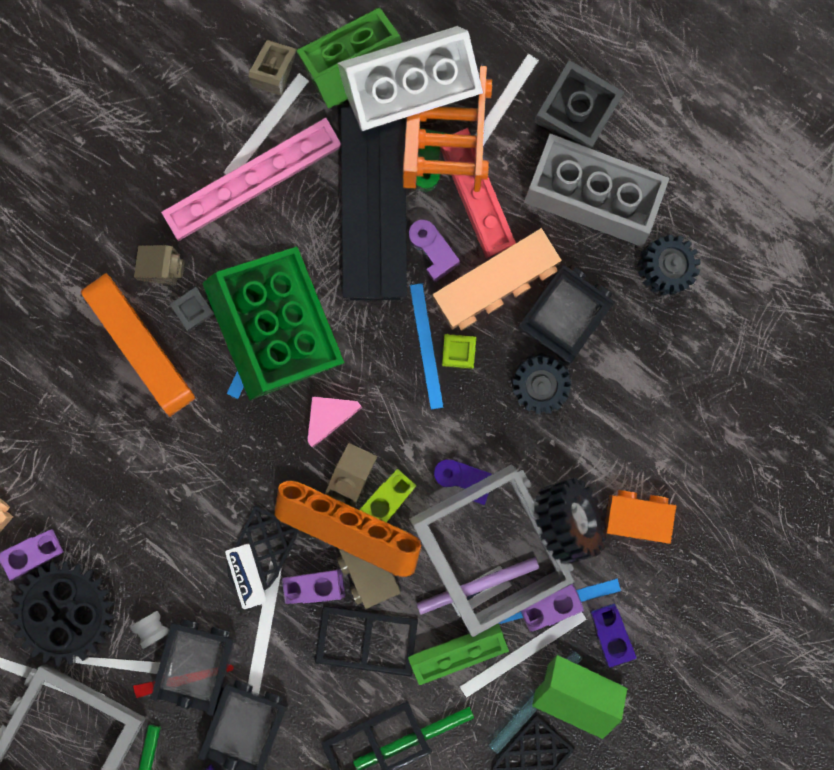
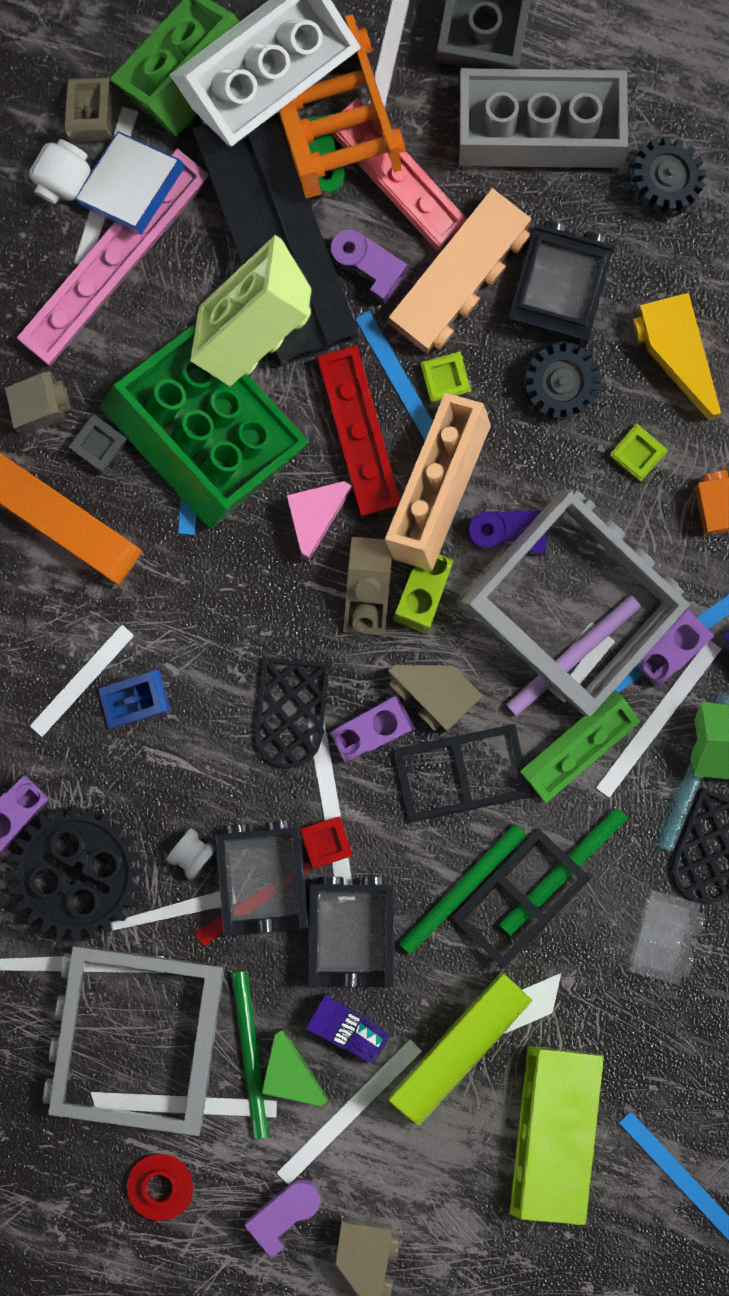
camera: 20 degrees left, 0 degrees up
(119, 474) = (82, 680): none -> white sticker
(151, 503) = (135, 699): none -> blue slope
(235, 103) = (59, 171): none -> white head
(246, 576) = (284, 747): white sticker -> none
(250, 656) = (326, 842): none -> red plate
(282, 130) = (129, 182): none -> white tile
(333, 256) = (251, 313): none -> yellowish green slope
(336, 725) = (462, 889): none -> green piece
(347, 528) = (389, 640): orange beam -> none
(382, 368) = (359, 431): none -> red plate
(424, 426) = (438, 481): none -> light nougat brick
(570, 521) = (658, 532): black wheel -> none
(578, 456) = (638, 453): none -> lime tile
(633, 387) = (677, 347): none -> yellow slope

